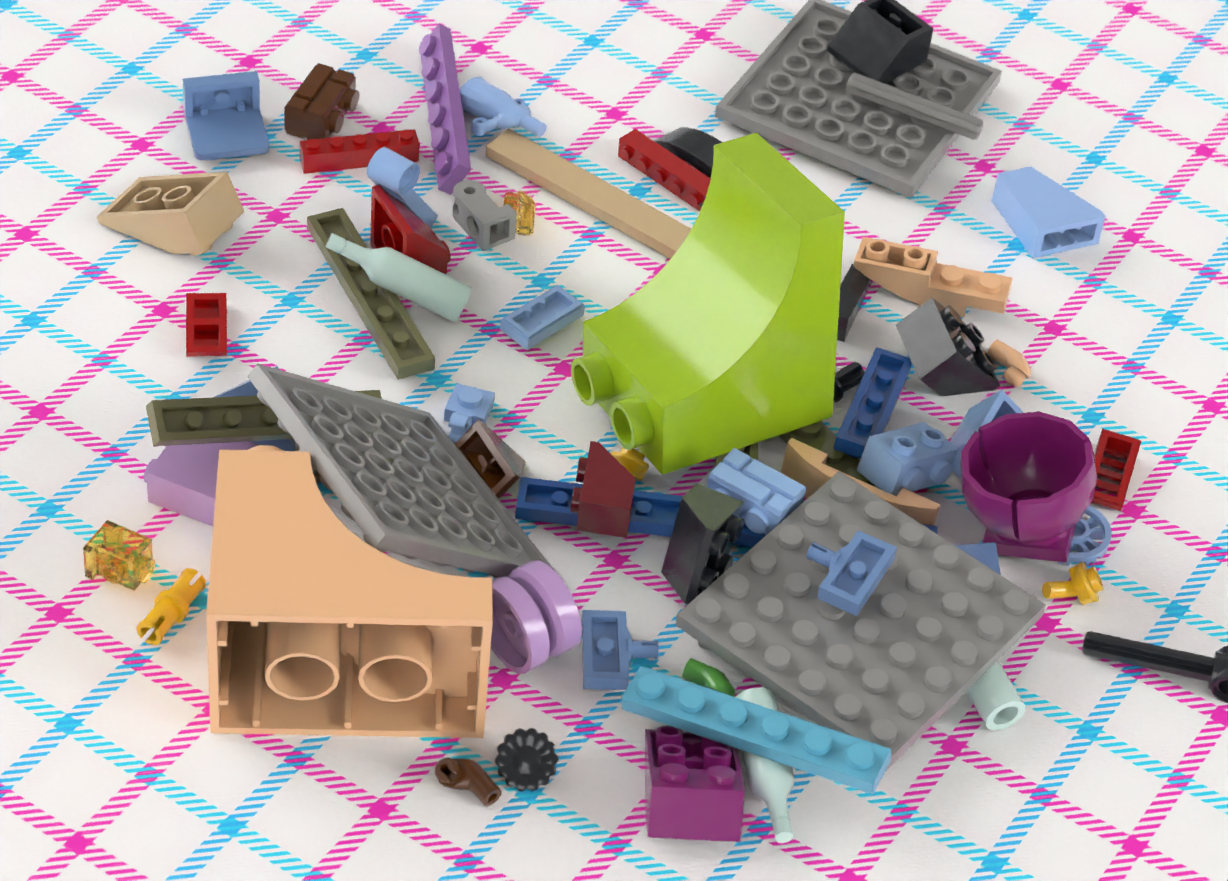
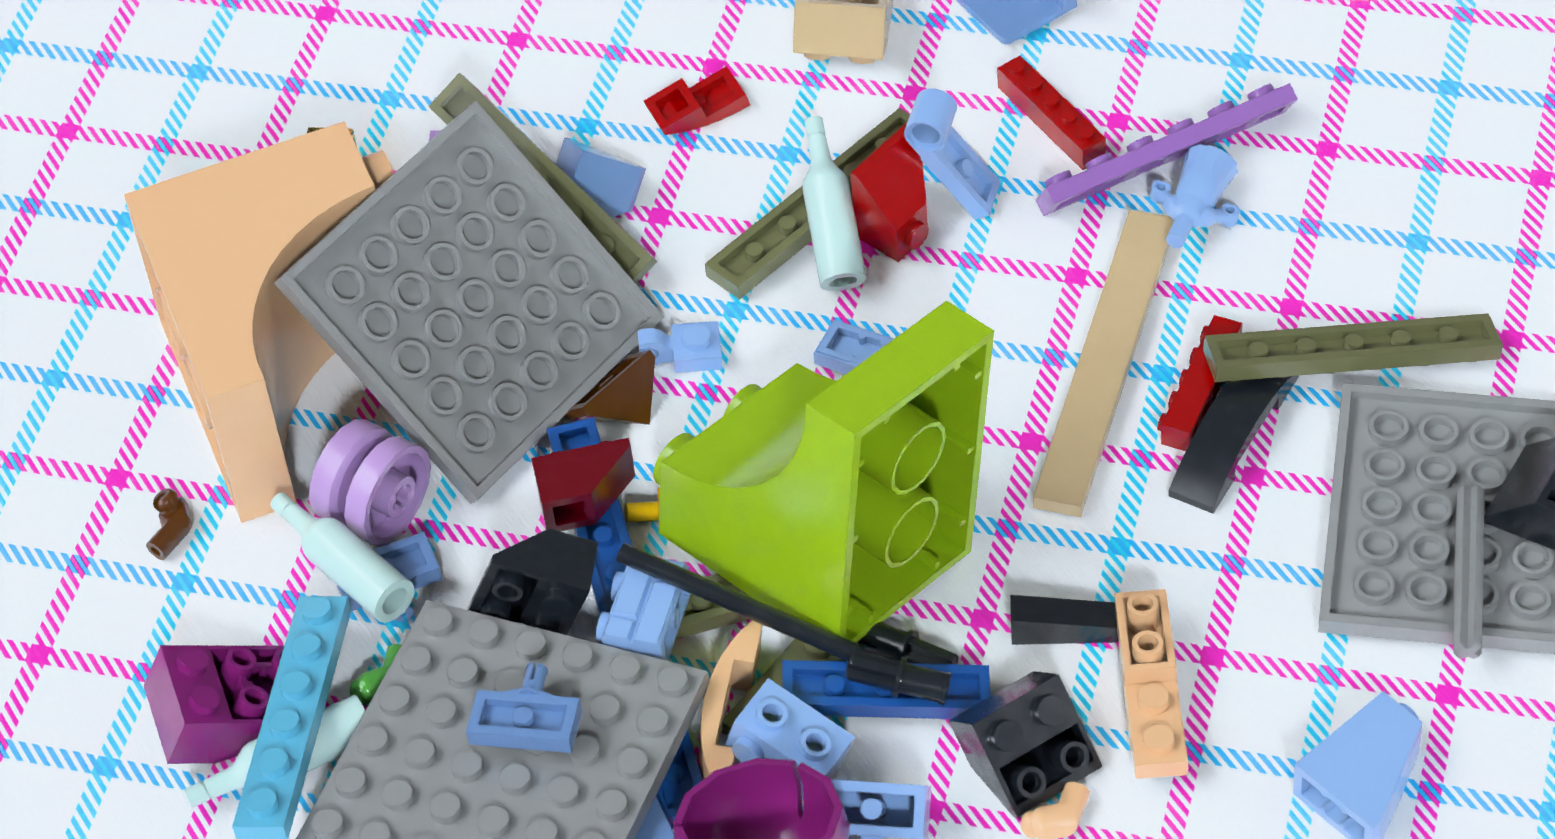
camera: 80 degrees right, 5 degrees up
(321, 103) = (1101, 49): reddish brown brick -> none
(481, 216) = (1002, 244): light grey leg -> none
(525, 209) = (1049, 274): clear yellow arm -> none
(526, 759) = (207, 557): black piece -> none
(605, 653) = (348, 561): none -> light aqua piece
(691, 90) = (1352, 347): none -> olive plate
(784, 433) = (736, 602): none -> black piece
(883, 381) = (898, 677): none -> black axle

